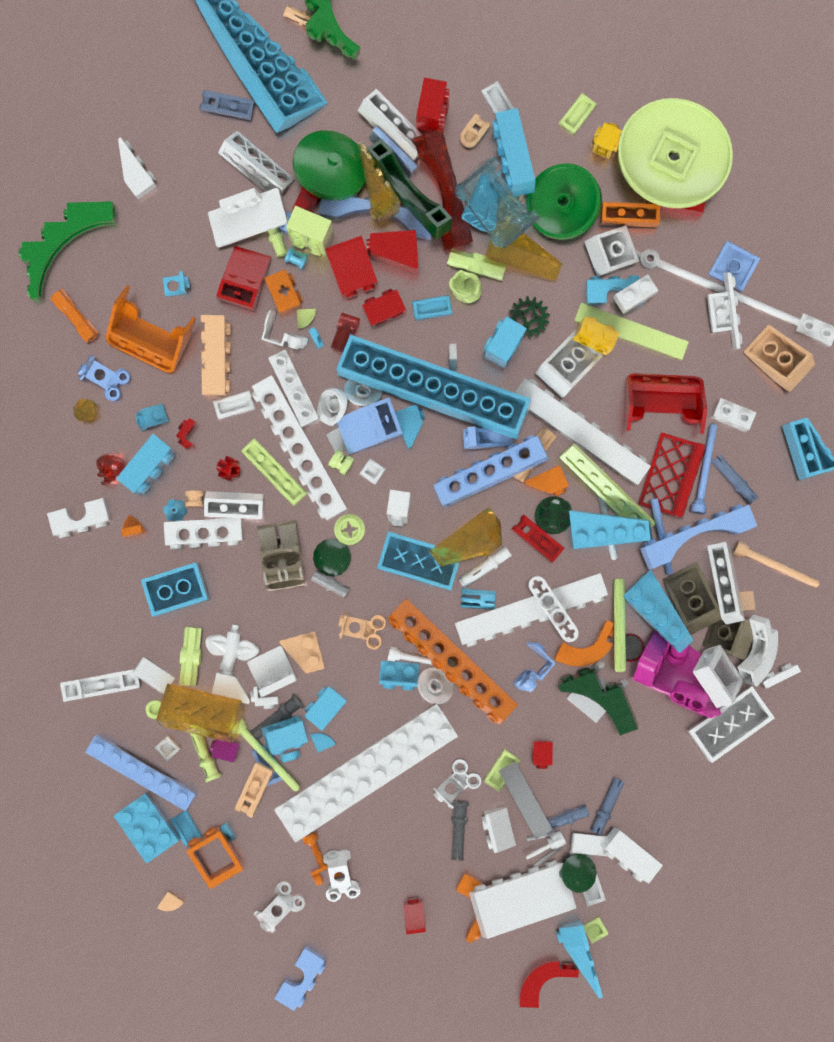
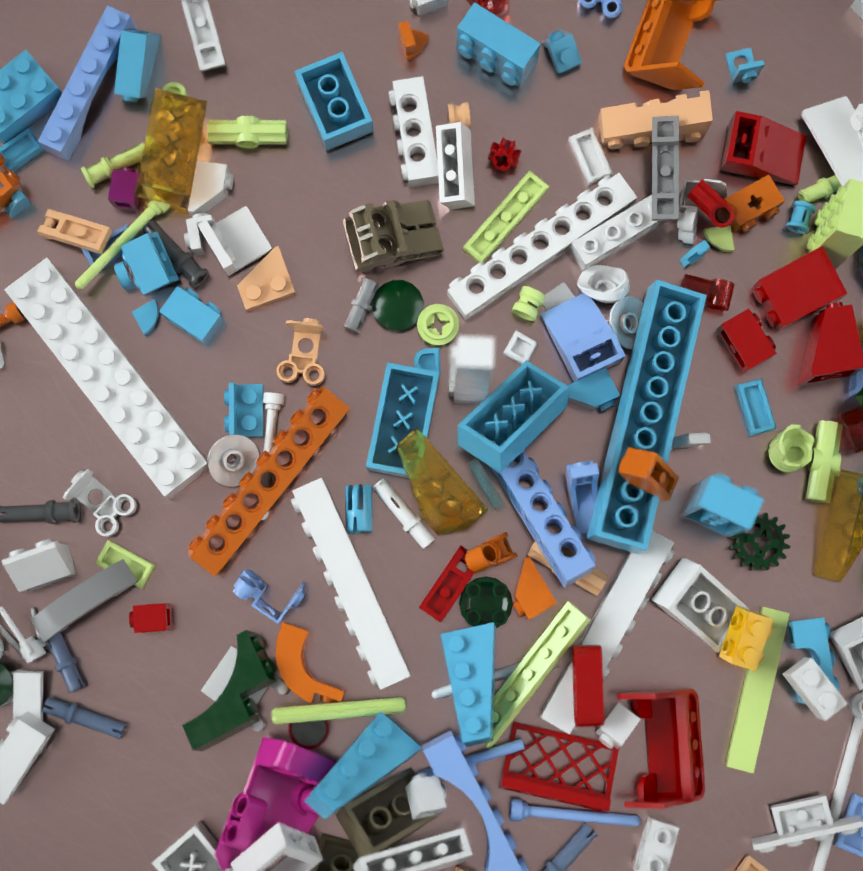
camera: 85 degrees right, 5 degrees down
(129, 735) = (135, 63): none -> medium azure slope
(152, 675) = (218, 85): white tile -> none
(167, 748) = (123, 116): white tile -> none
(178, 514) = (438, 99): medium azure plant -> none
(186, 428) = (549, 95): red bracket -> none
(231, 648) = (262, 183): white plant -> none
(255, 353) = (665, 168): none -> light grey slope
(282, 323) = (710, 202): none -> red piece
(376, 539) = (428, 359): none -> medium azure tile
(426, 480) = (512, 416): none -> medium azure brick
(472, 505) = (486, 485): none -> clear light blue tile
(477, 392) = (648, 473): none -> orange slope
(520, 508) = (490, 553): none -> orange piece
(555, 607) = (355, 616): white beam -> none
(619, 449) = (588, 685): none -> red beam
(648, 432) = (617, 726): none -> white brick
(683, 570) = (425, 796): none -> white brick

